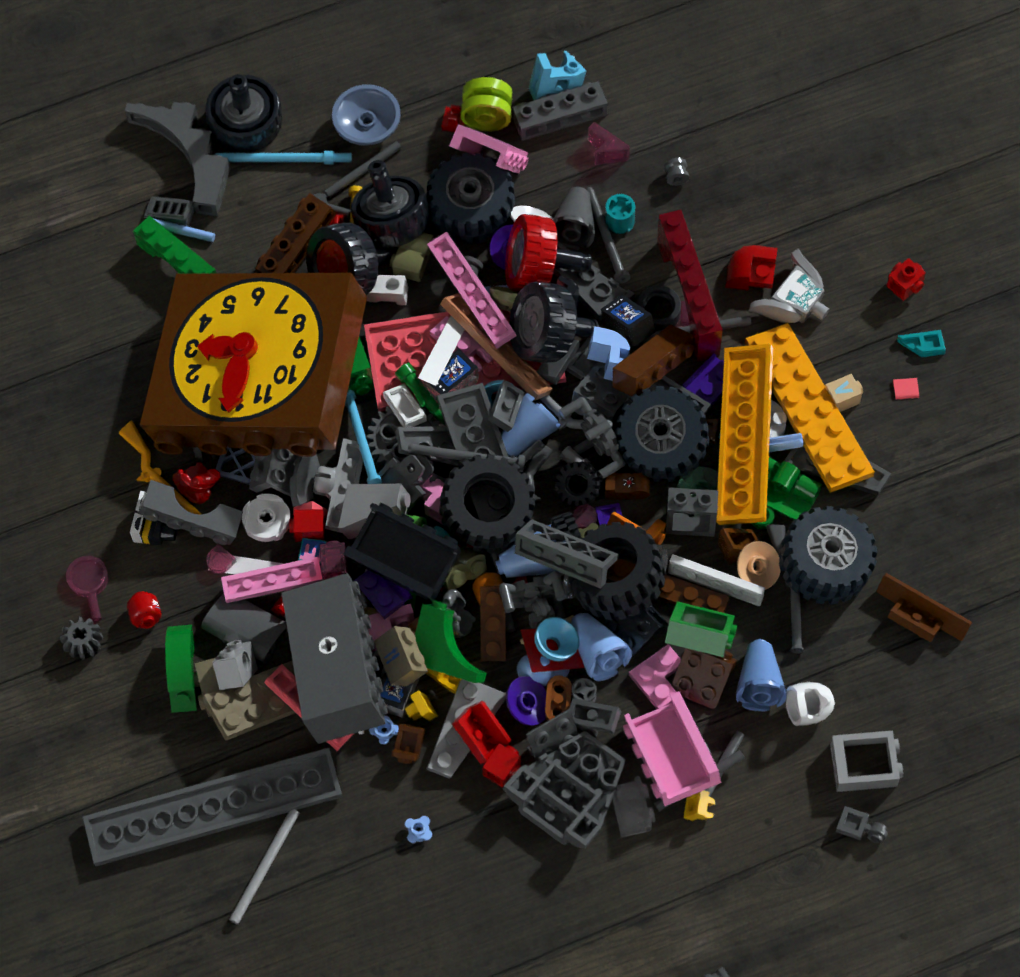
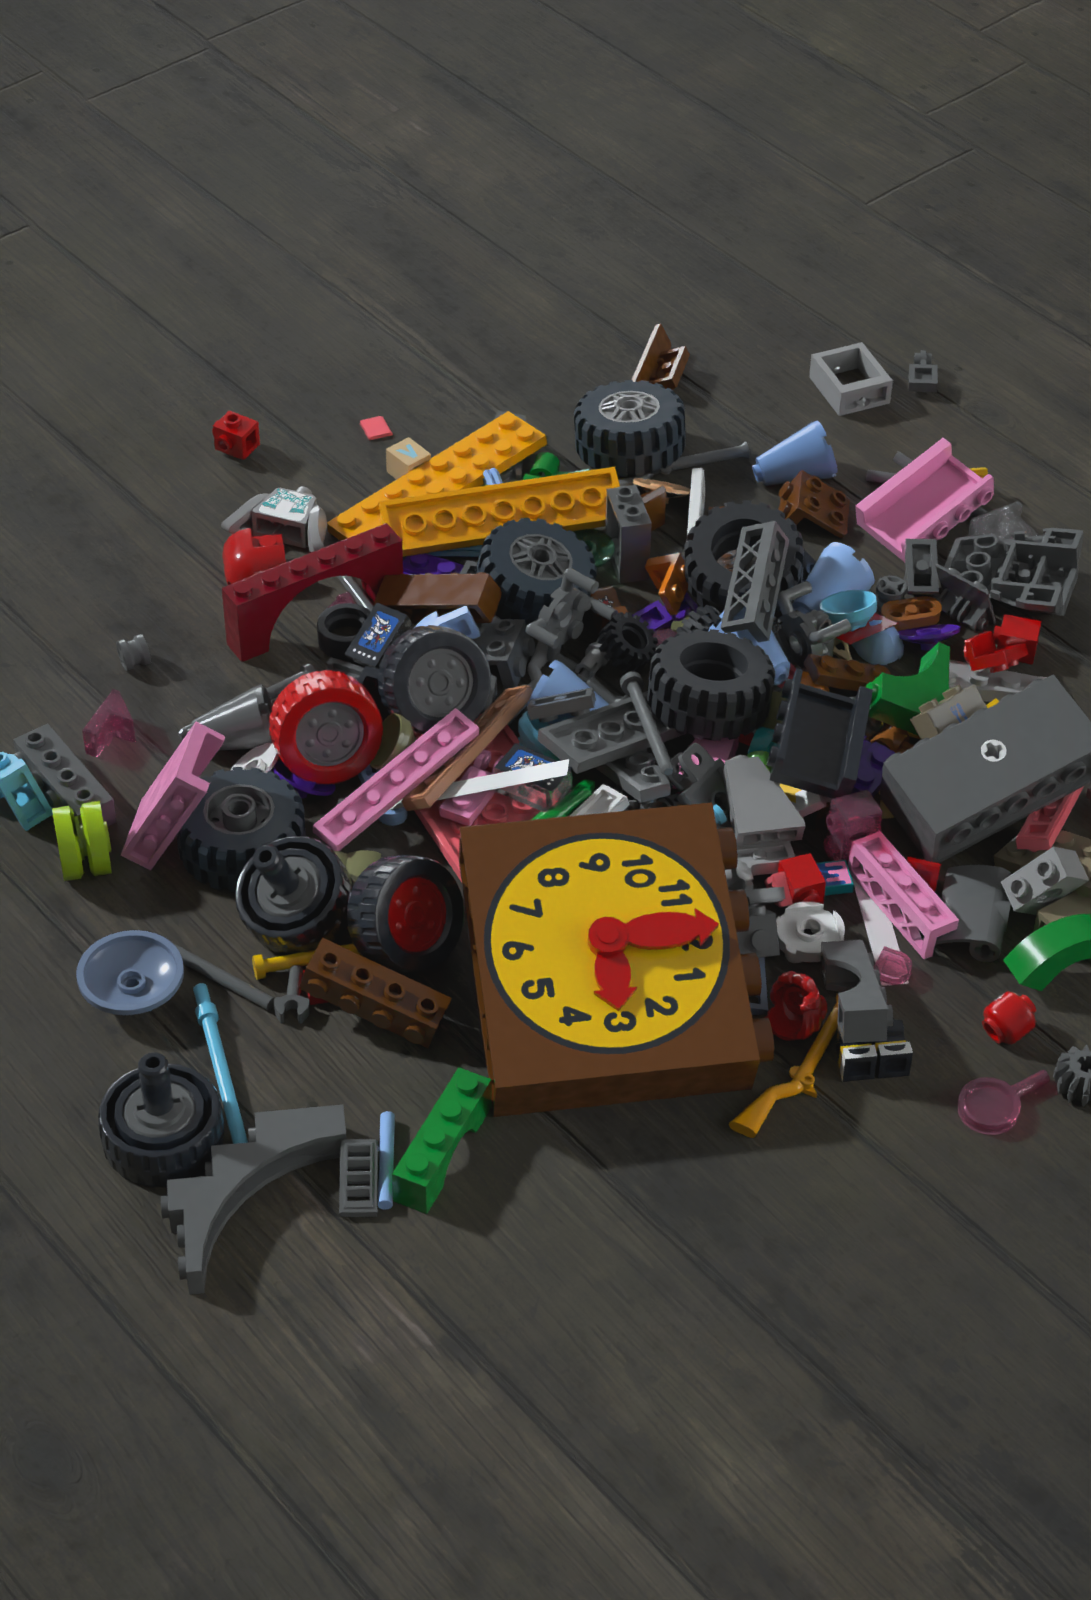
camera: 110 degrees left, 20 degrees down
(452, 118) = (101, 892): red tile -> none
(620, 213) = (215, 684): teal piece -> none
(652, 675) = (852, 535): bright pink plate -> none
(701, 629) = (786, 483): green window -> none
(808, 703) = (812, 408): white piece -> none
(924, 343) = (311, 420): teal tile -> none

